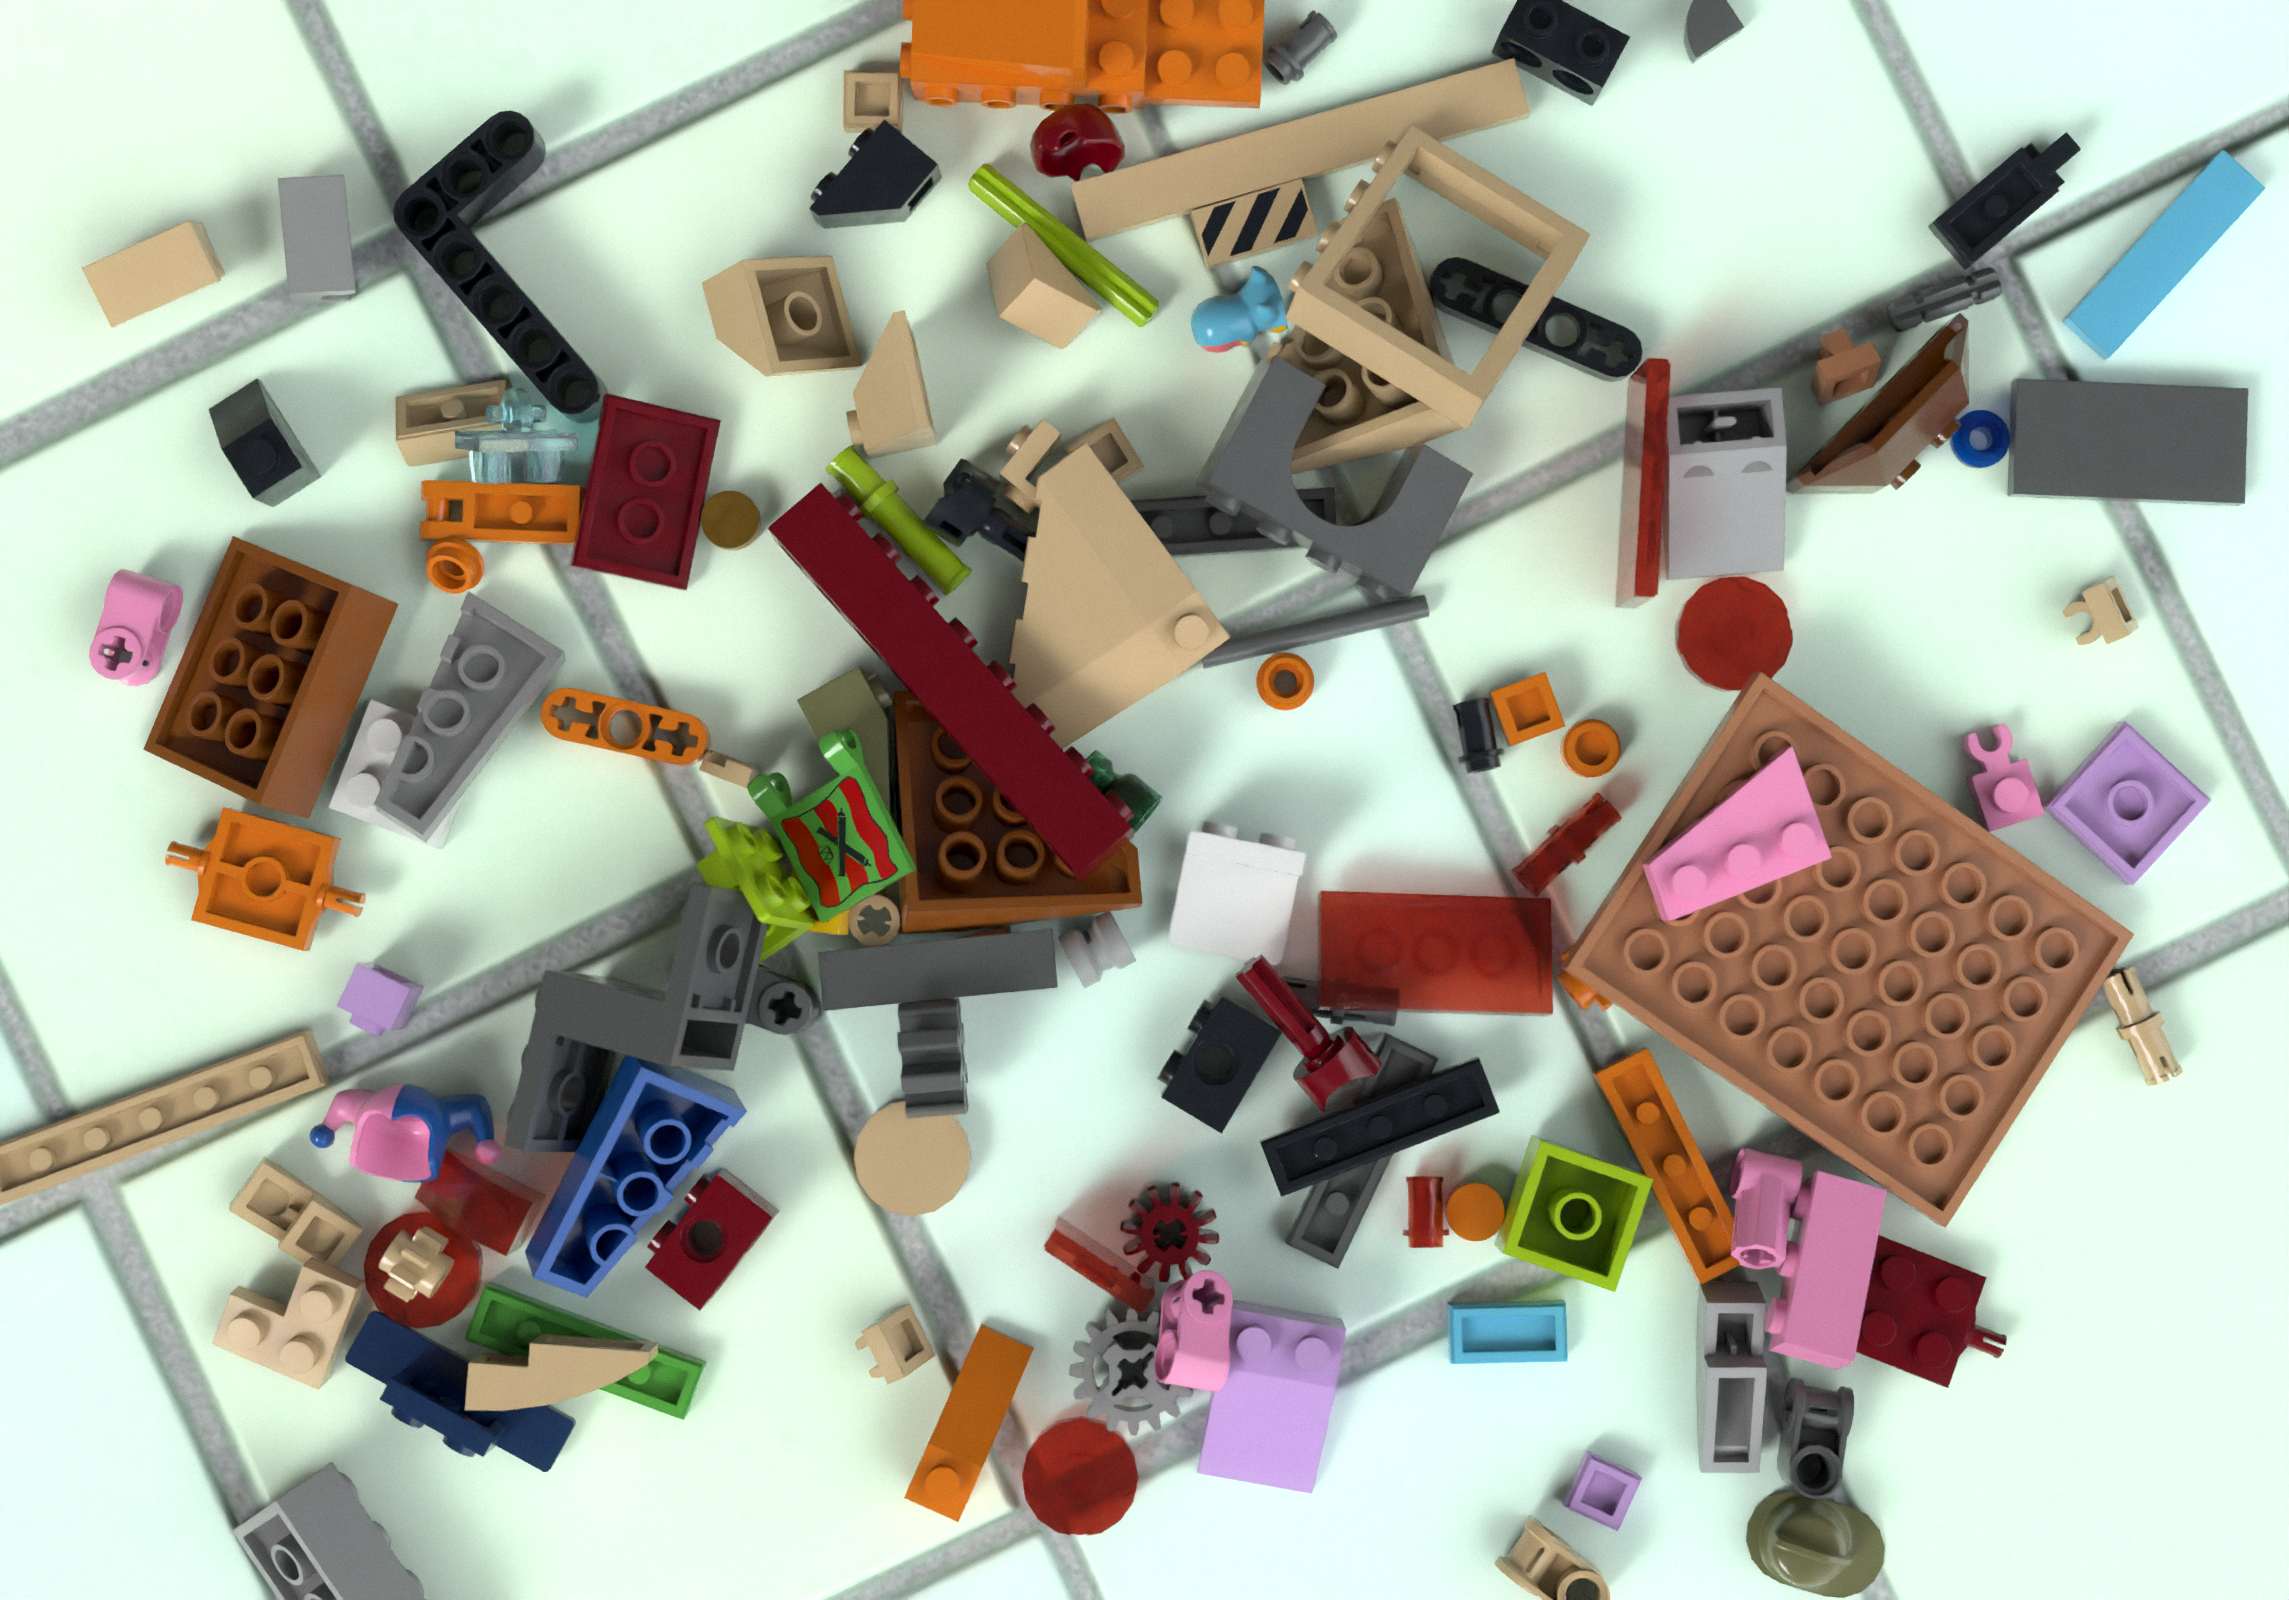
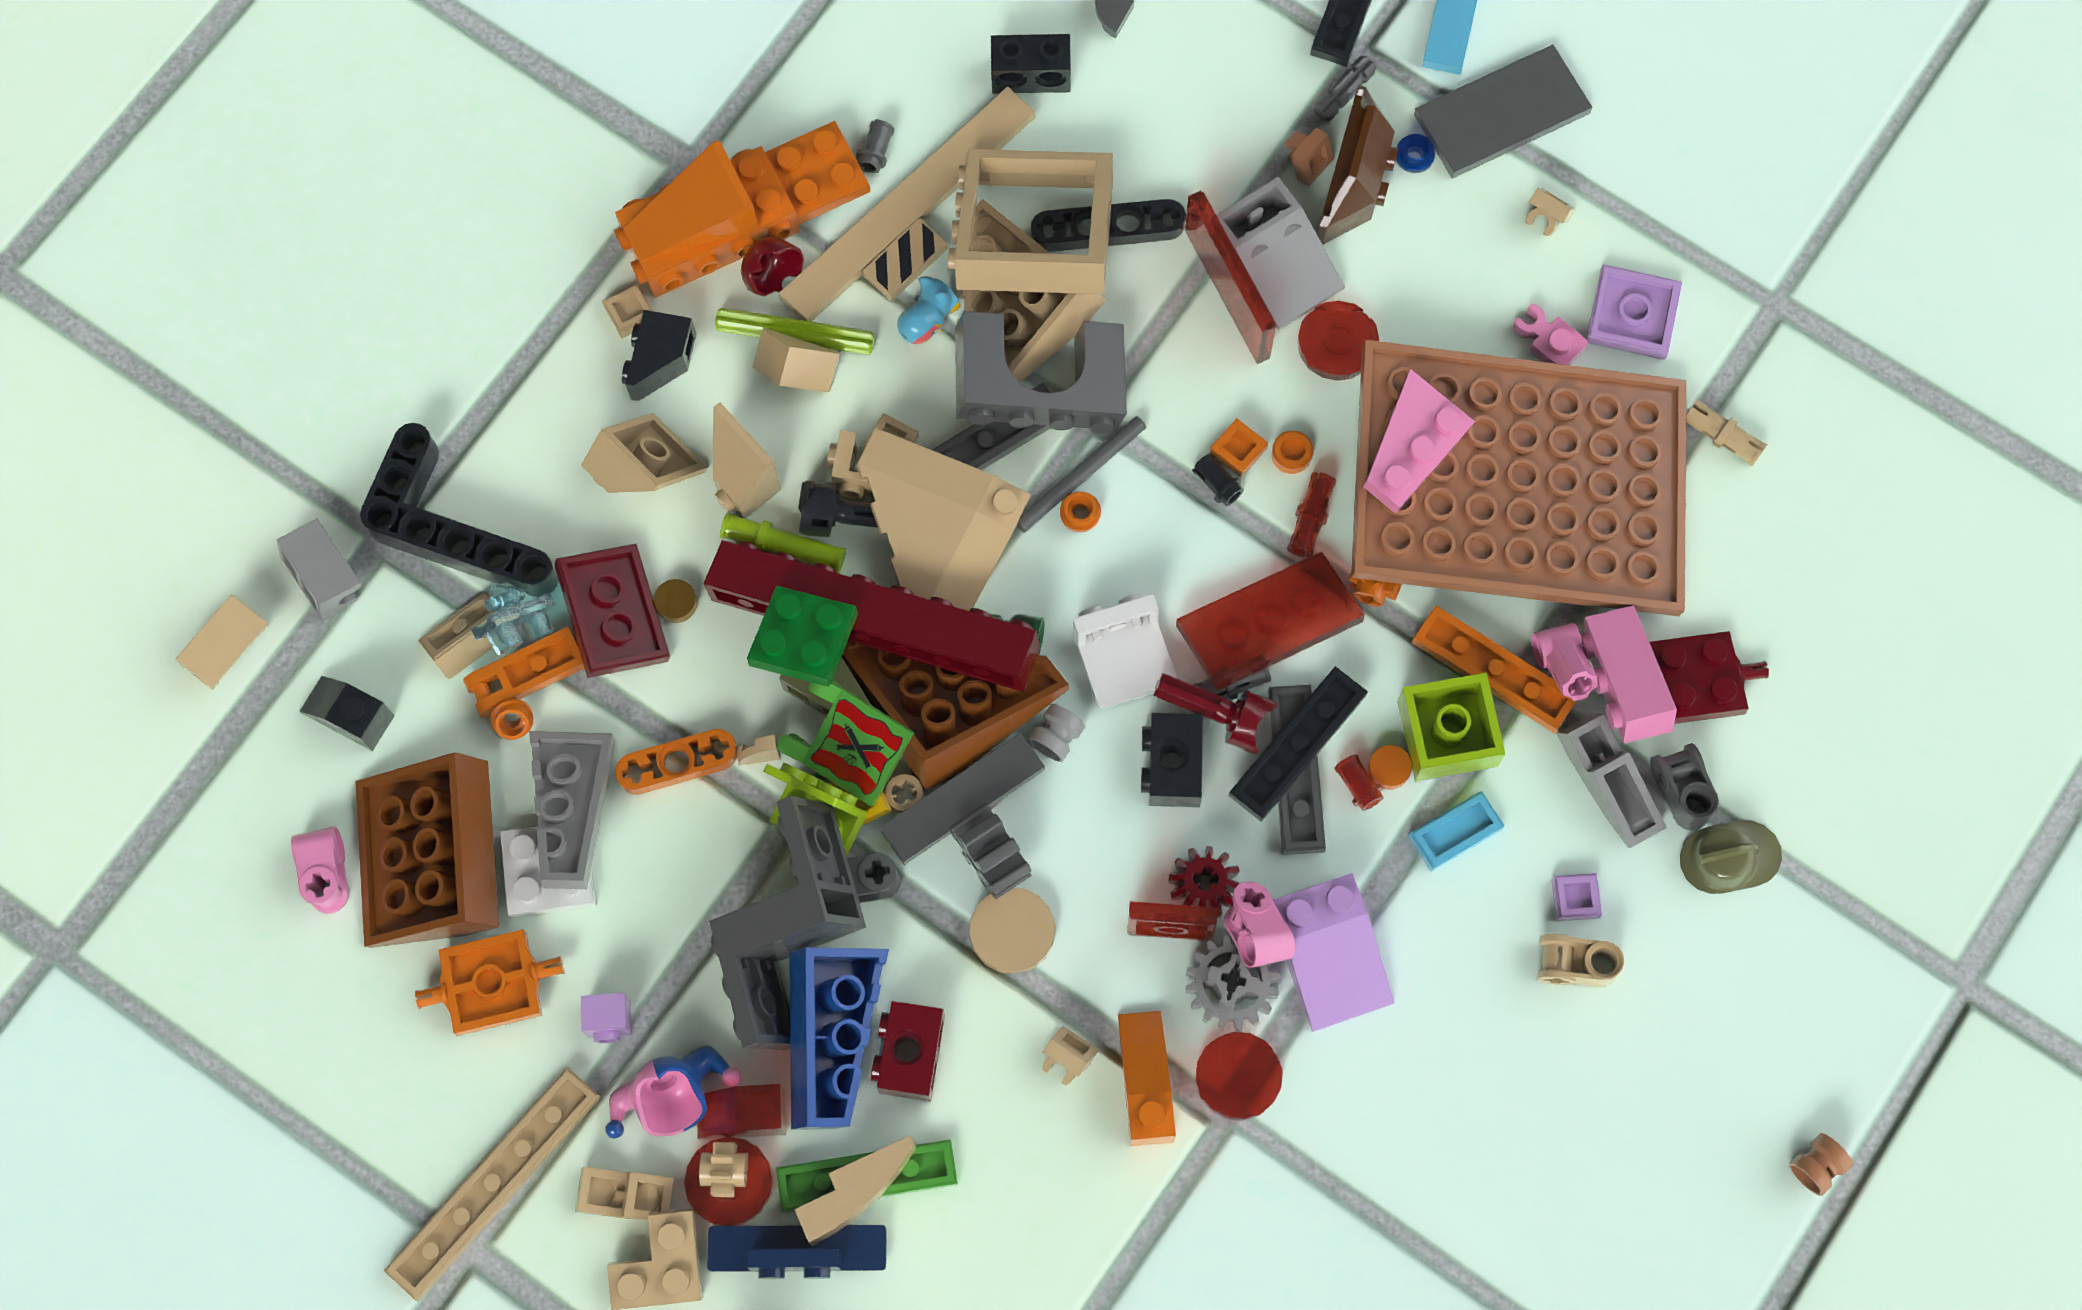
camera: 25 degrees left, 15 degrees down
(845, 673) = (802, 636): none -> green plate

